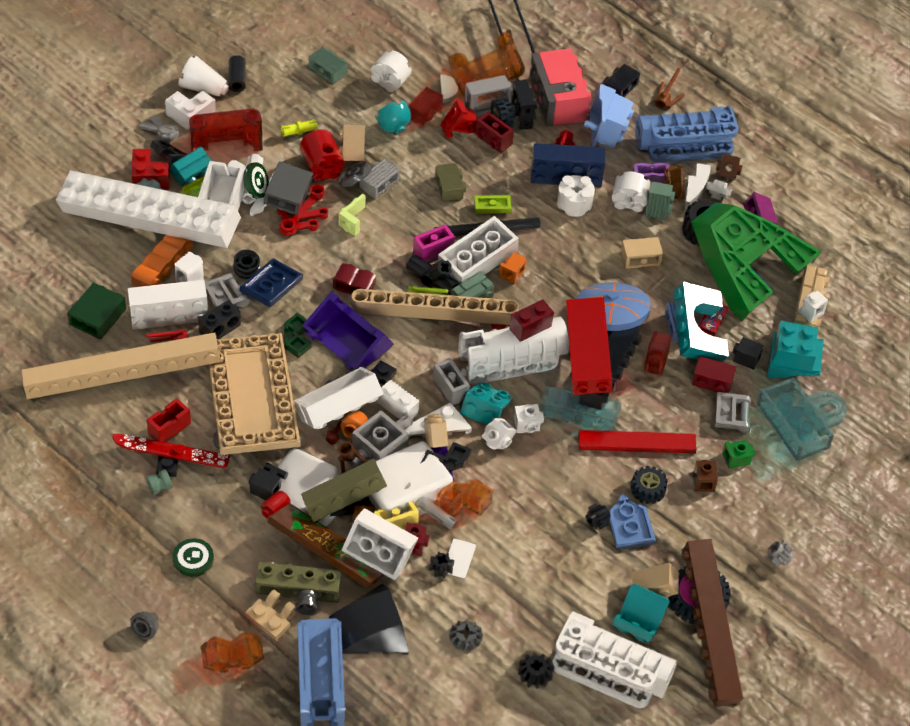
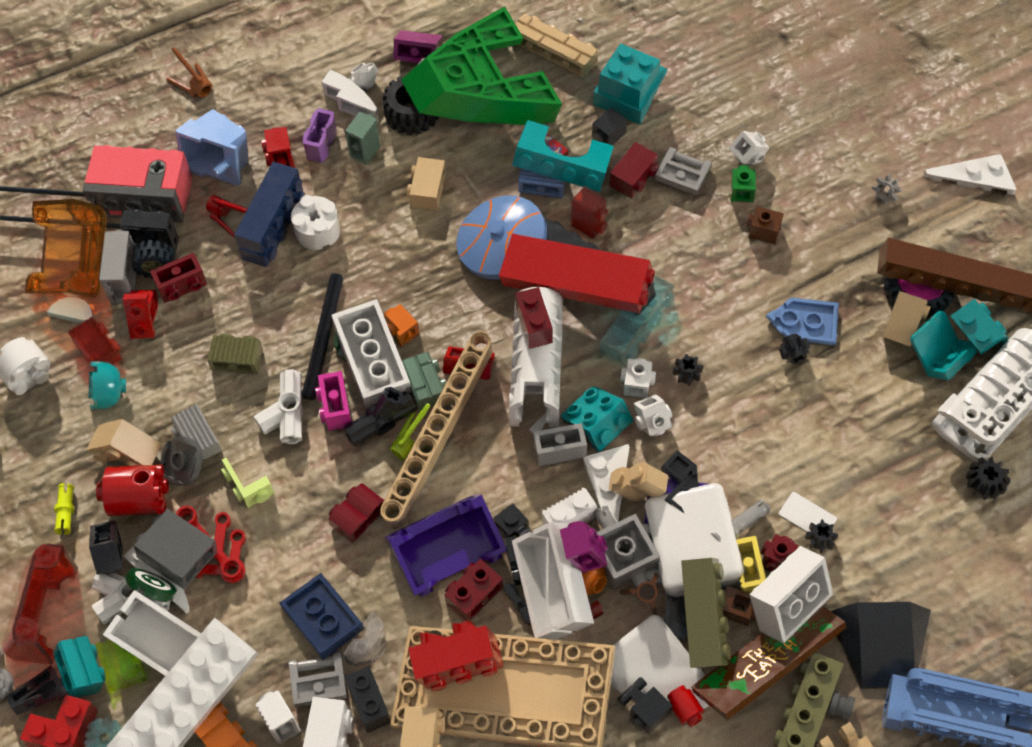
camera: 65 degrees left, 10 degrees up
(246, 257) = (277, 627): black wheel -> none
(259, 350) = (455, 657): none -> red piece
(261, 313) = (369, 647): none -> clear cylinder
(273, 150) = (106, 547): none -> black brick
(292, 336) = (404, 611): dark green tile -> none
(319, 361) = (473, 590): none -> dark red brick
(364, 399) = (584, 546): none -> magenta brick
(417, 222) = (278, 416): none -> white piece
(457, 637) = (910, 543): dark grey gear -> none
(471, 494) = (736, 470): clear orange brick -> none
(492, 204) = (290, 317): lime plate -> none
(549, 450) = (687, 369): none -> black gear
(623, 80) = (153, 118): black brick -> none
(623, 155) = (278, 147): none -> red brick
(631, 191) = (337, 162): white brick -> none
(637, 441) = (695, 279): red tile -> none
(641, 484) = (761, 275): black wheel -> none
(670, 634) = (979, 326): none -> teal bracket
(675, 177) = (340, 110): tile -> none
(687, 133) = (270, 74): medium blue piece -> none
(729, 160) = (336, 53): reddish brown brick -> none
(772, 447) = (749, 148): none -> white brick
(798, 416) = (715, 111): clear light blue brick -> none
(813, 306) = (580, 40): white brick -> none
(834, 624) = (977, 173): none -> white wing

